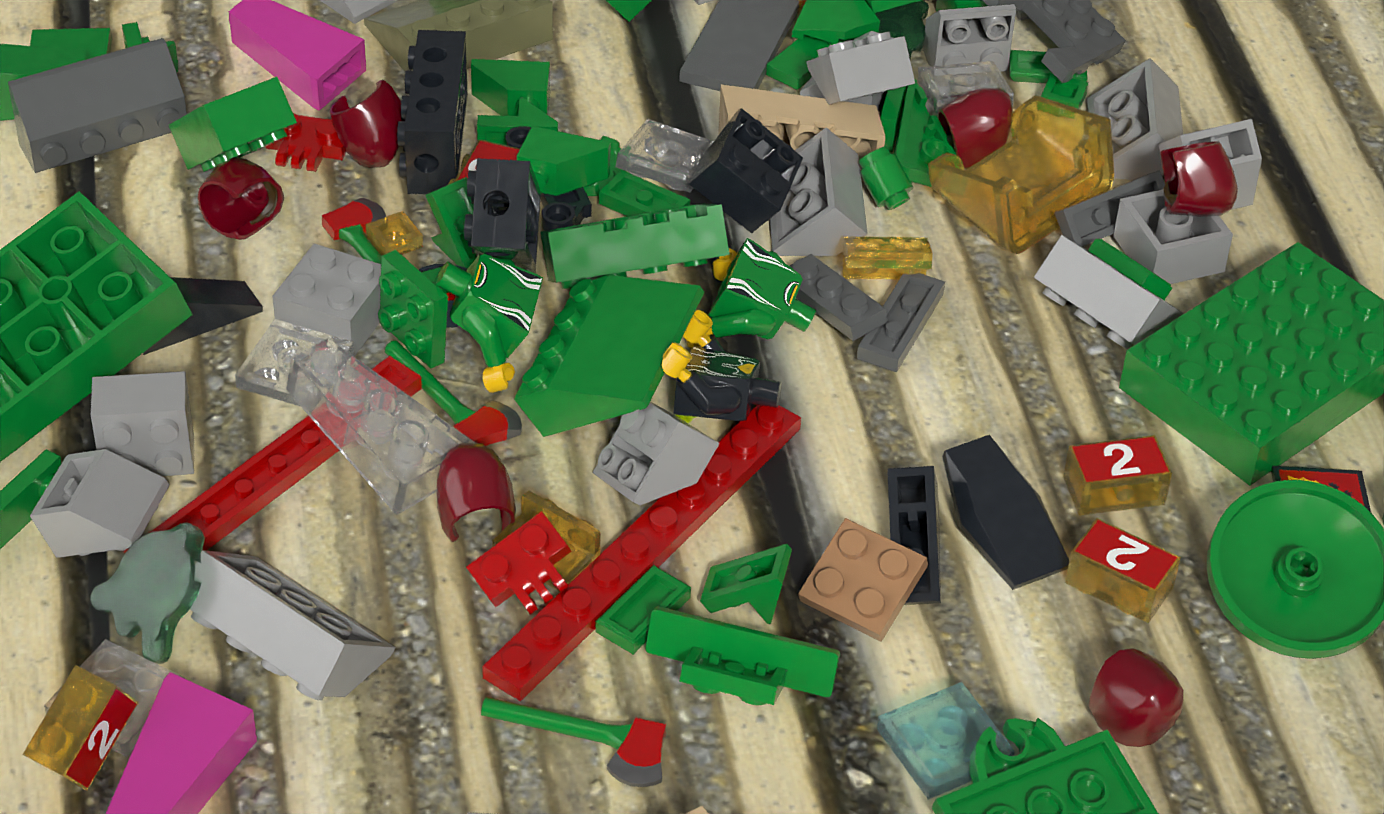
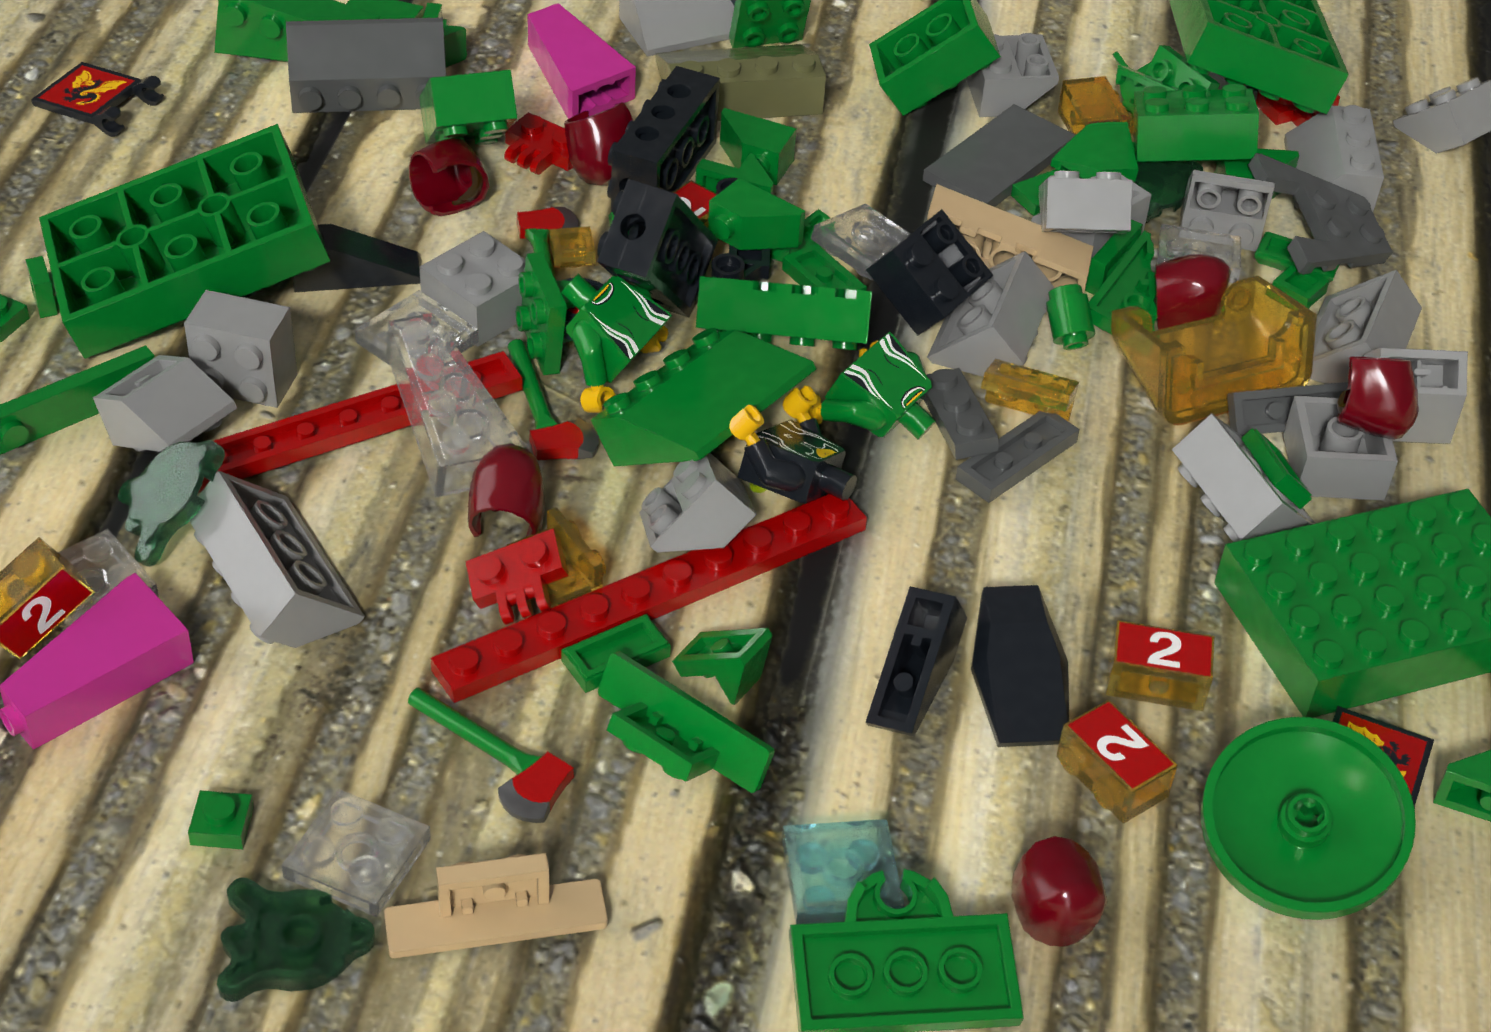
camera: 20 degrees right, 0 degrees up
(863, 579) = (842, 689): medium nougat plate -> none

